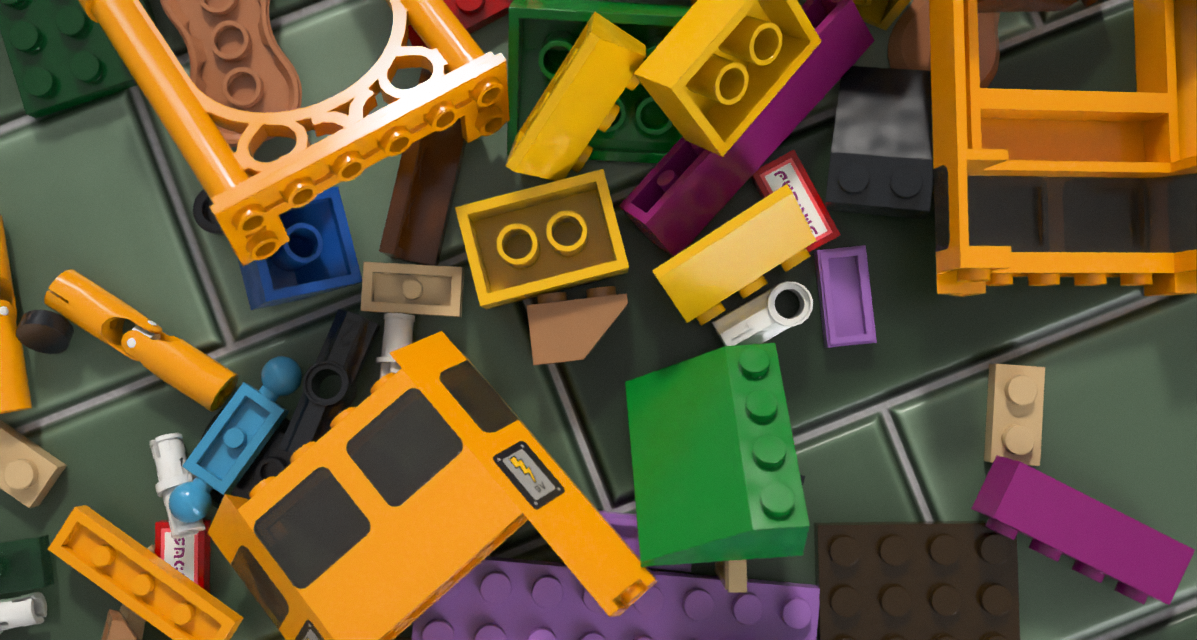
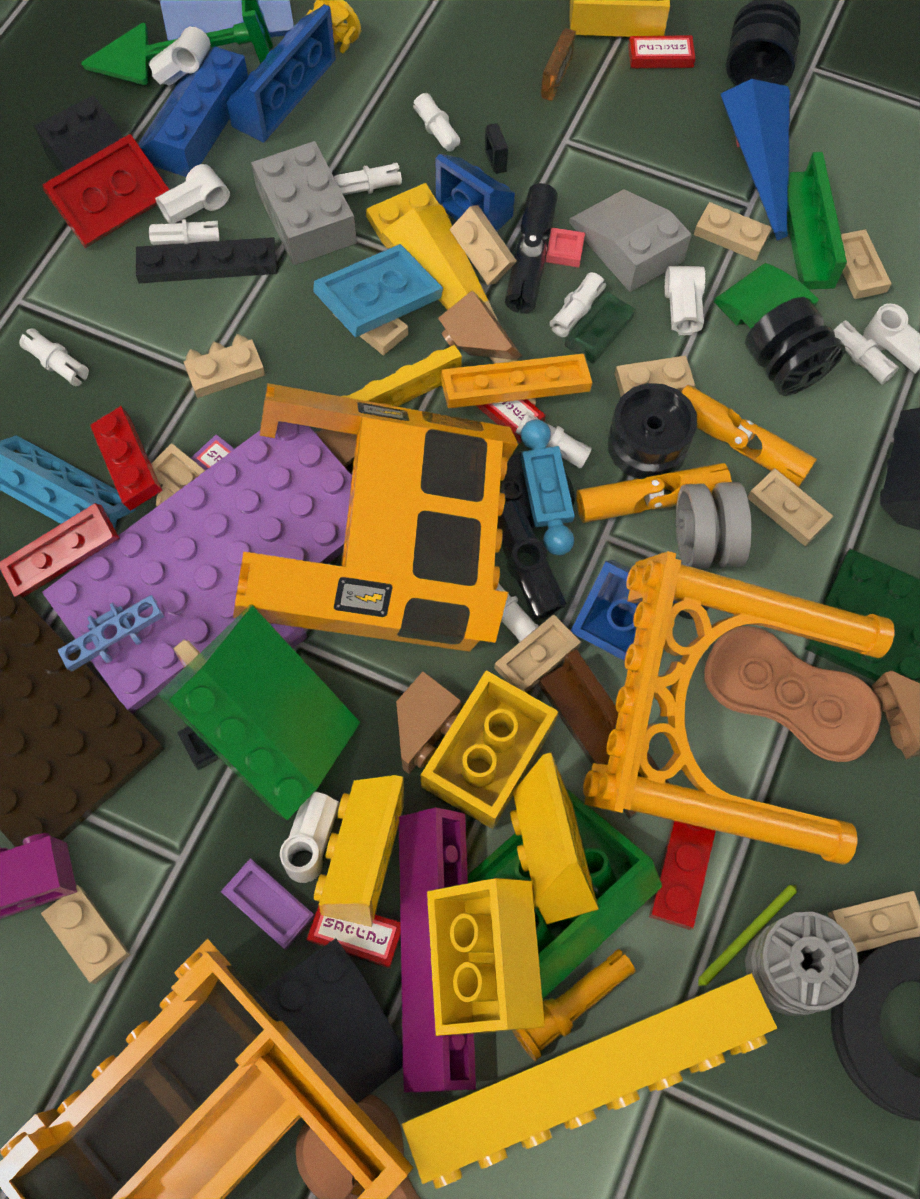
camera: 130 degrees right, 20 degrees down
(33, 204) = (790, 507): none -> tan plate
(45, 331) = (707, 451): black tile -> none
(73, 399) = (651, 430): none -> black wheel
(126, 245) = (713, 525): none -> light grey wheel

